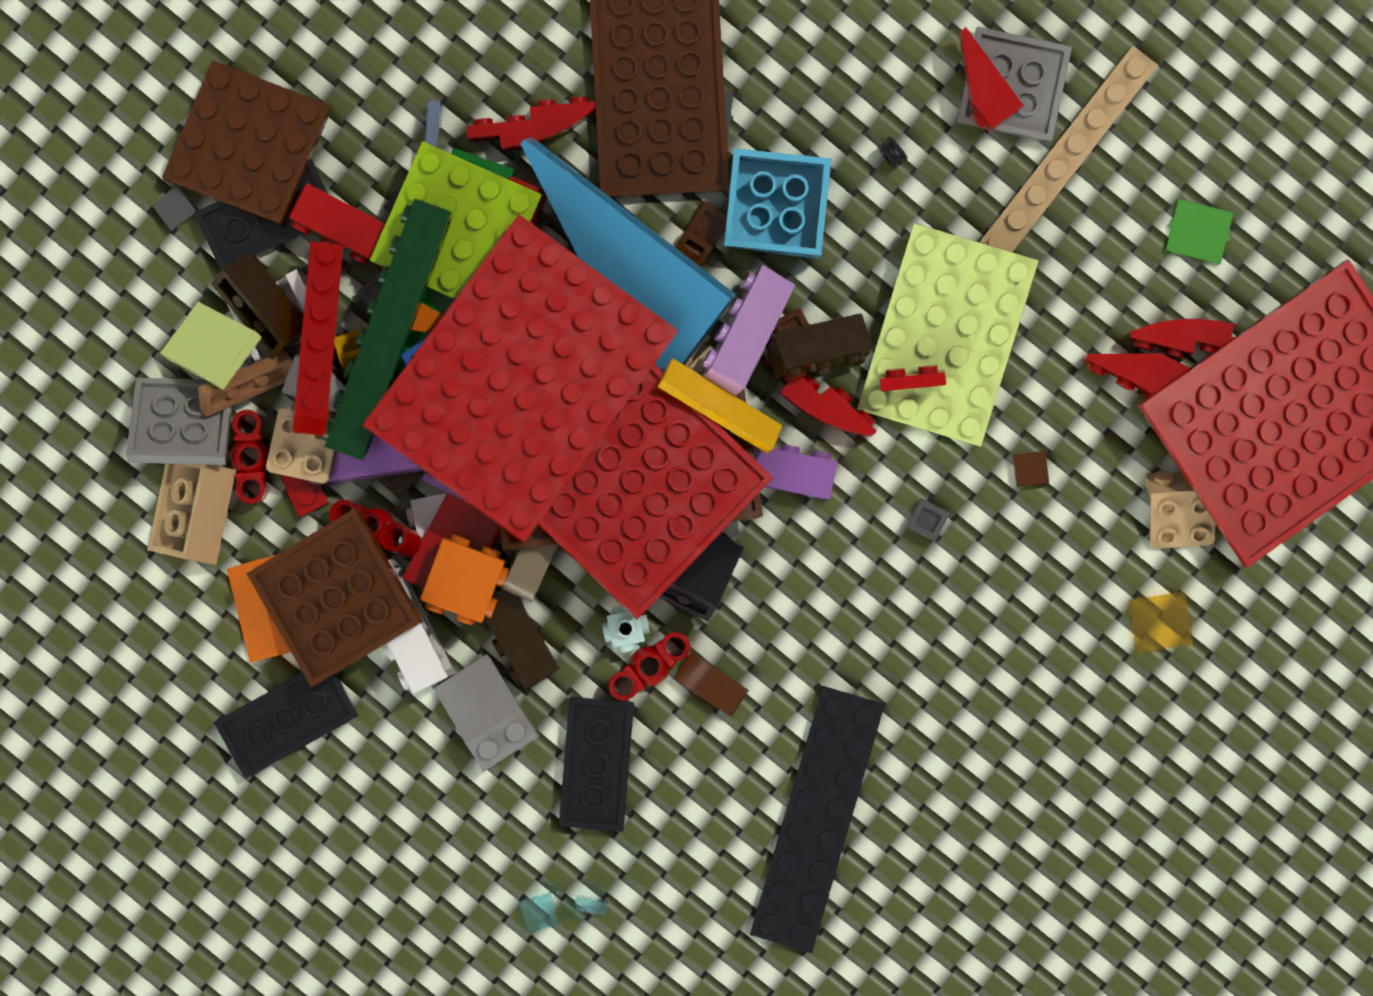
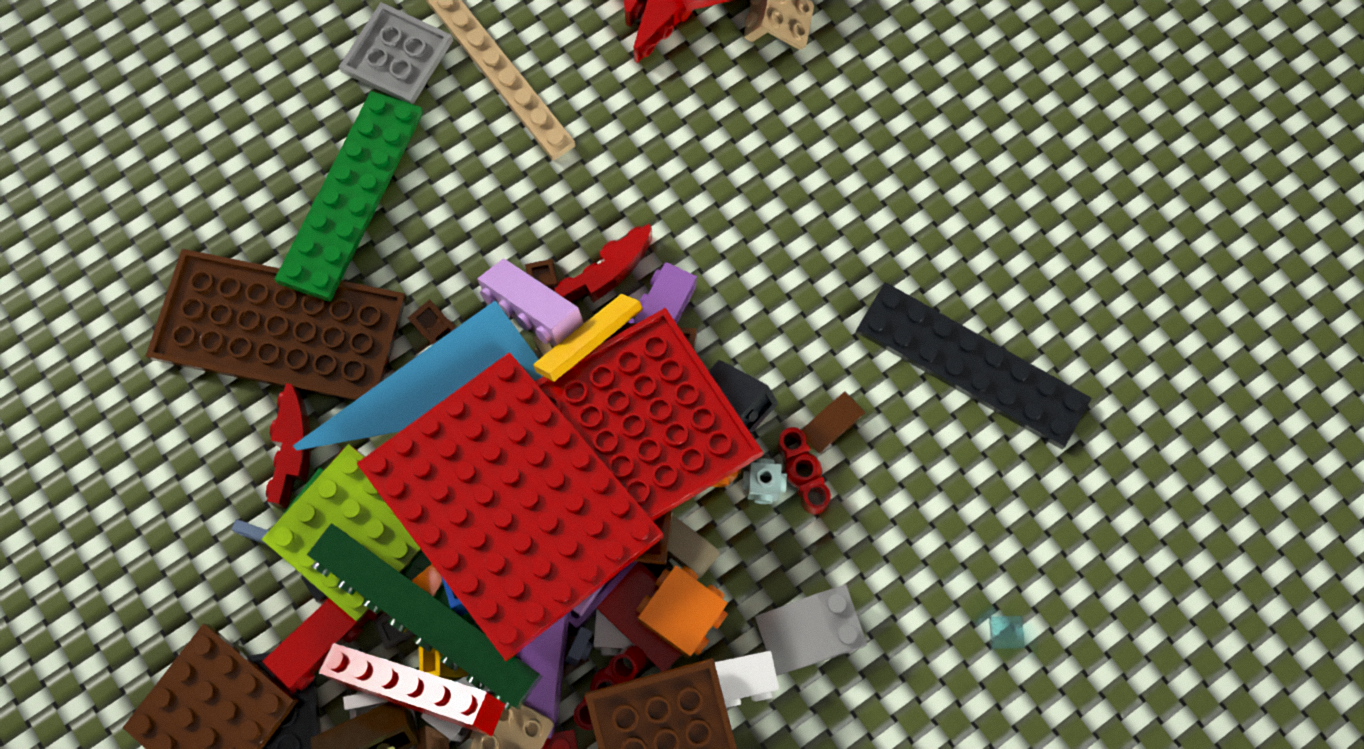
camera: 75 degrees left, 15 degrees down
(406, 487) = (580, 648): none -> sand blue plate
(519, 640) = (753, 580): dark brown brick -> none
(591, 905) = (1011, 580): clear light blue tile -> none
(596, 764) = (881, 542): black plate -> none
(777, 203) = (428, 253): medium azure slope -> none
(819, 347) = (563, 250): dark brown brick -> none
(828, 92) = (349, 197): none -> green plate
(892, 152) = (419, 157): black bush -> none
(925, 377) = (614, 169): red plate -> none
(928, 520) = (735, 208): dark grey plate -> none
(954, 310) = (583, 151): yellowish green plate -> none
(988, 91) = (387, 66): red slope -> none
(1030, 469) = (715, 120): reddish brown tile -> none
(1160, 621) = (867, 57): clear yellow piece -> none

